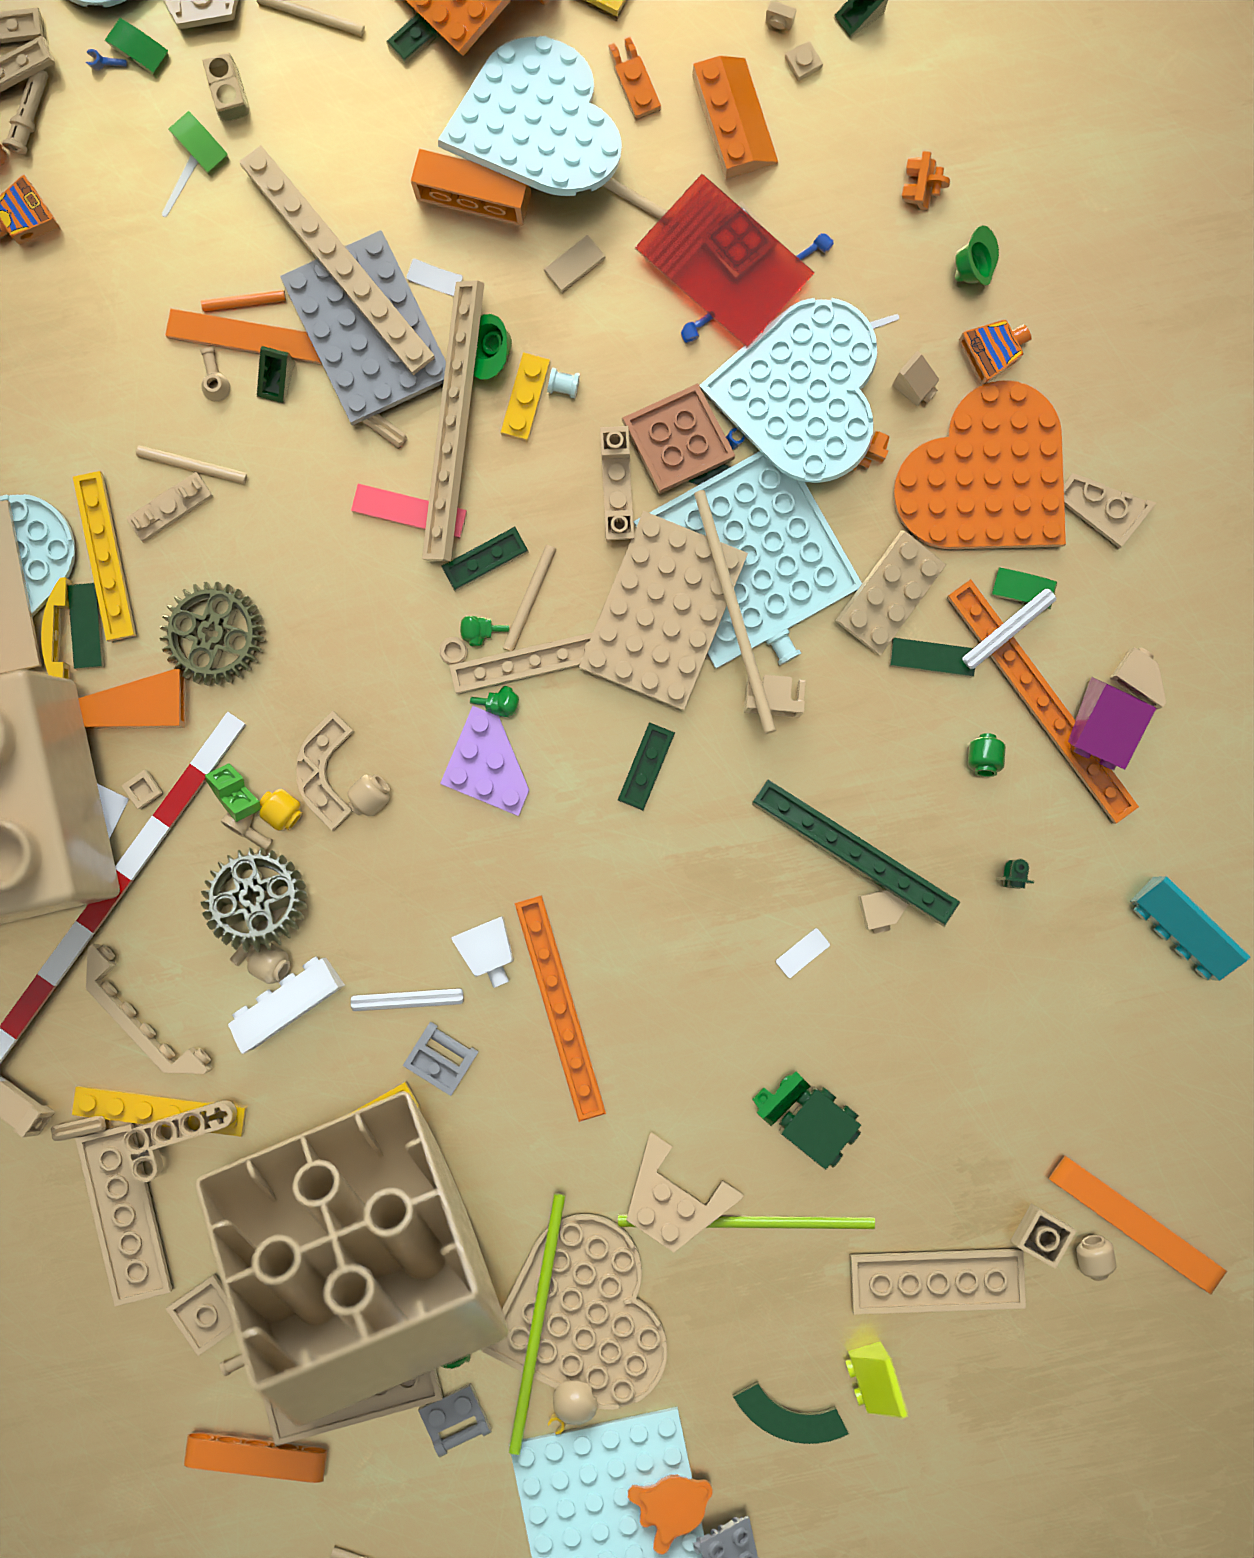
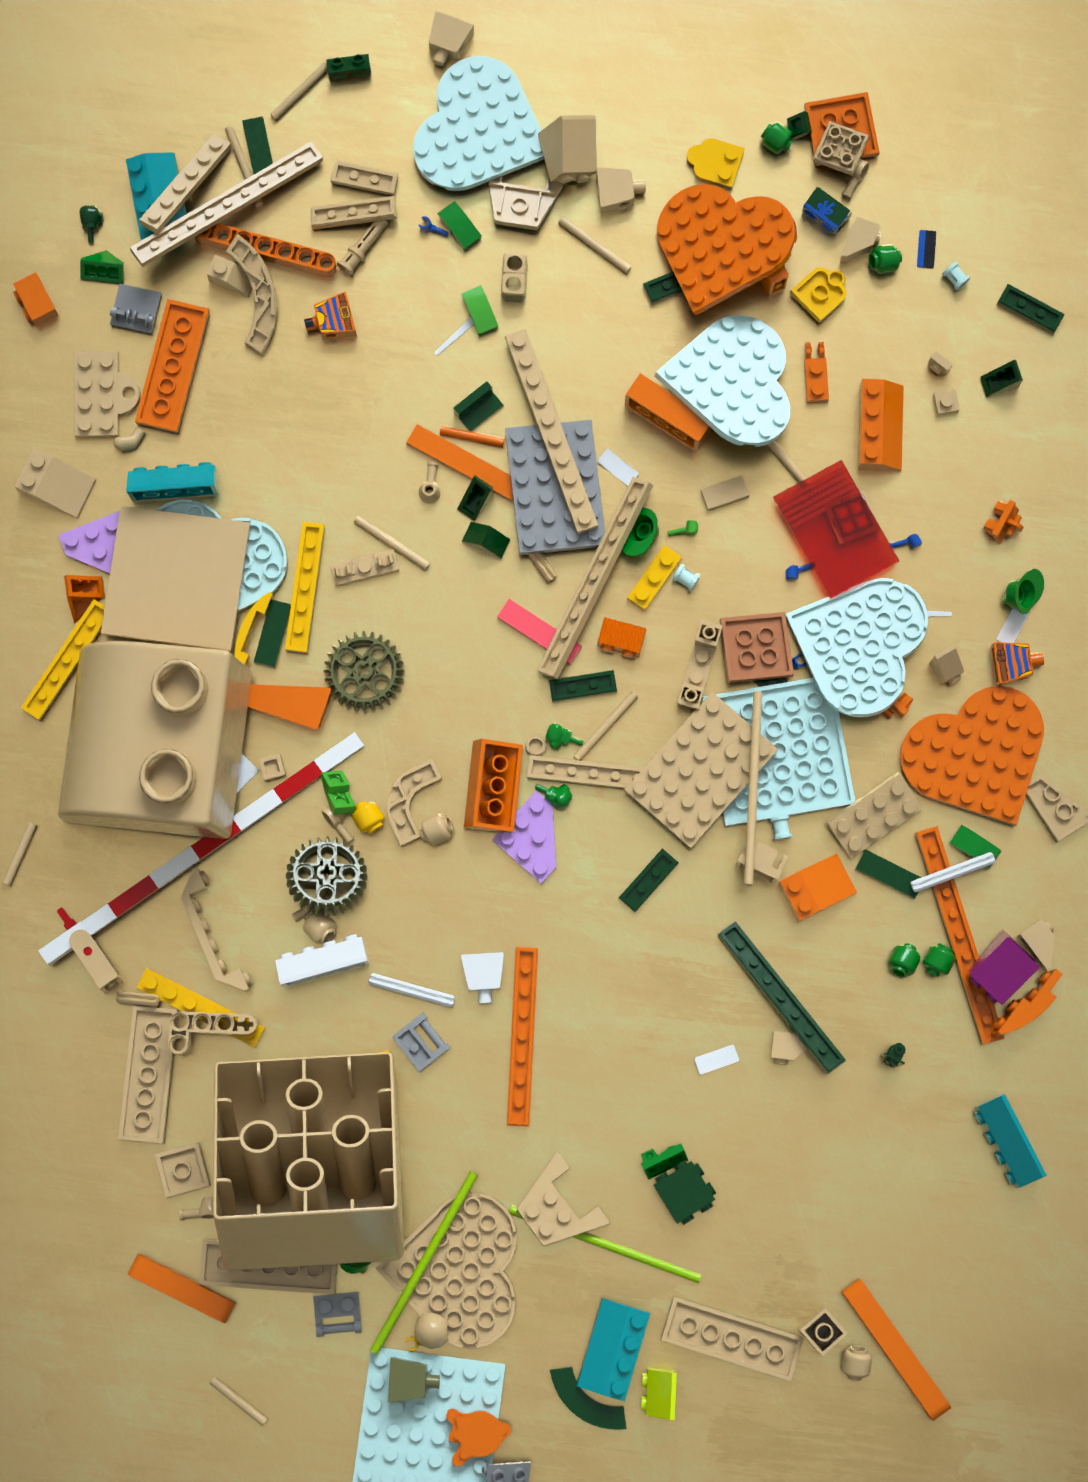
camera: 20 degrees right, 5 degrees down
(237, 261) = (477, 407): none -> dark green panel
(305, 420) = (486, 539): none -> dark green slope
(418, 718) = (493, 786): none -> orange slope
(511, 483) = (621, 637): none -> orange brick
(549, 322) = (691, 529): none -> bright green hand
(569, 1472) = (409, 1380): none -> olive torso
(801, 1346) = (613, 1349): none -> teal slope
(852, 704) = (817, 887): none -> orange slope
(976, 306) = (1012, 626): none -> white sticker
(1029, 740) = (939, 960): none -> green head
(1153, 766) = (1025, 1011): none -> orange slope

